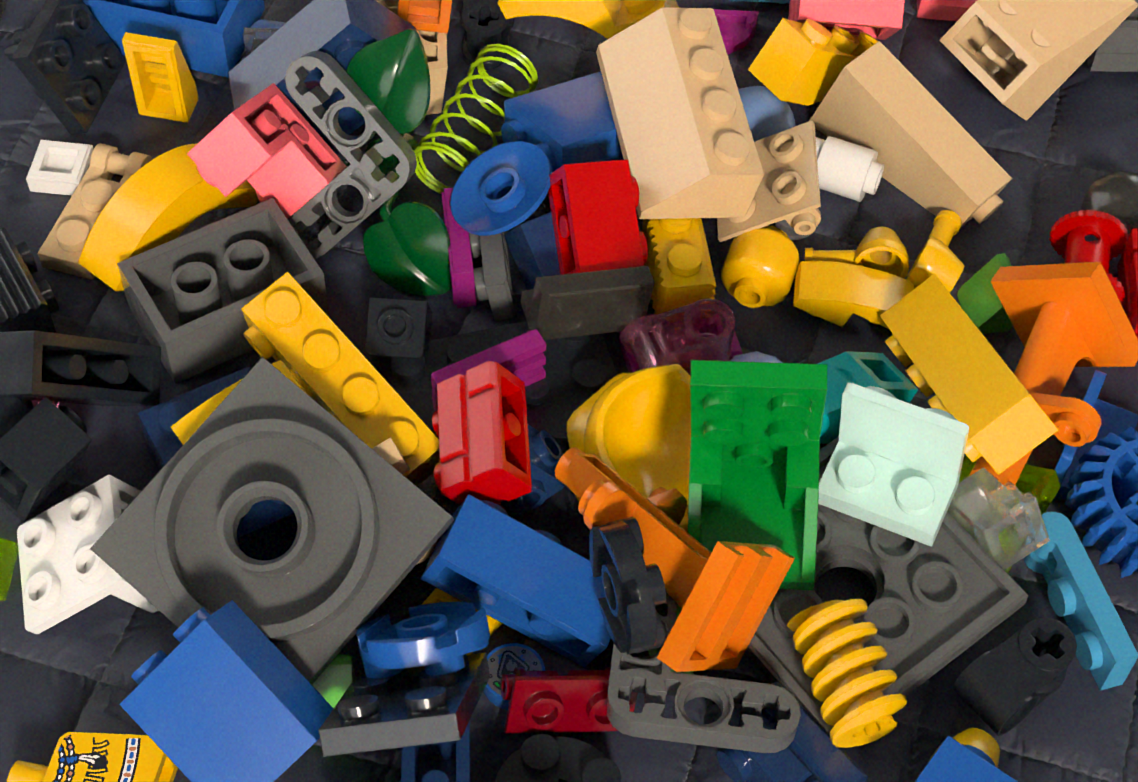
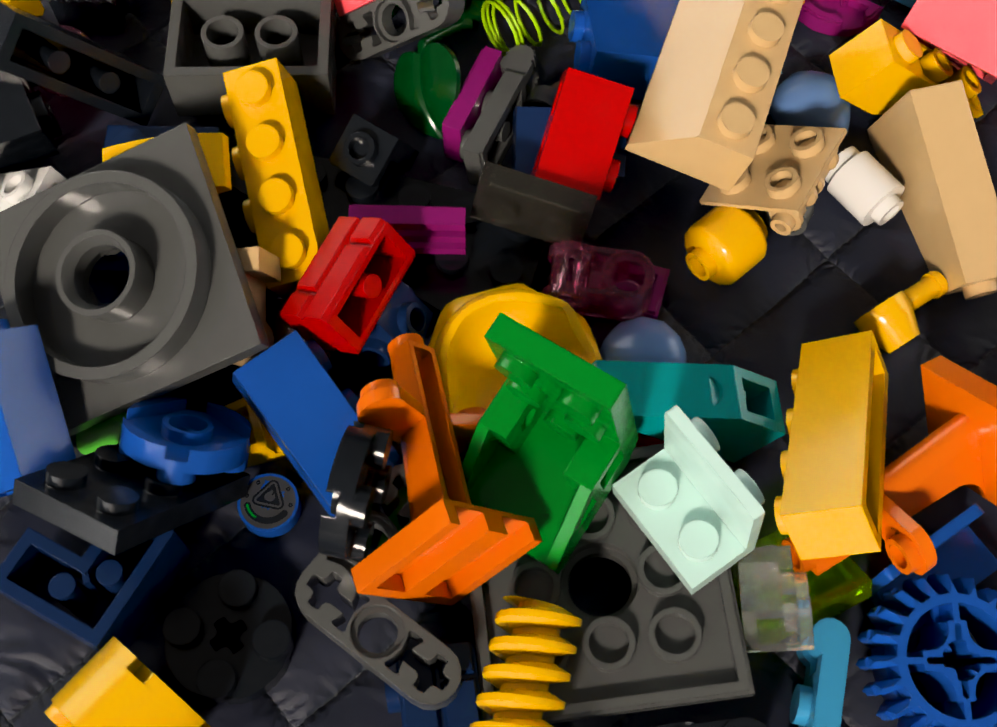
camera: 30 degrees right, 10 degrees up
(501, 188) = (523, 66): blue dish -> none
(558, 703) = (266, 544): dark red hinge -> none
(678, 262) = (647, 209): yellow brick -> none
(843, 289) = (786, 301): yellow slope -> none
(877, 250) = (838, 290): yellow bar -> none
(981, 301) = (908, 385): bright green slope -> none

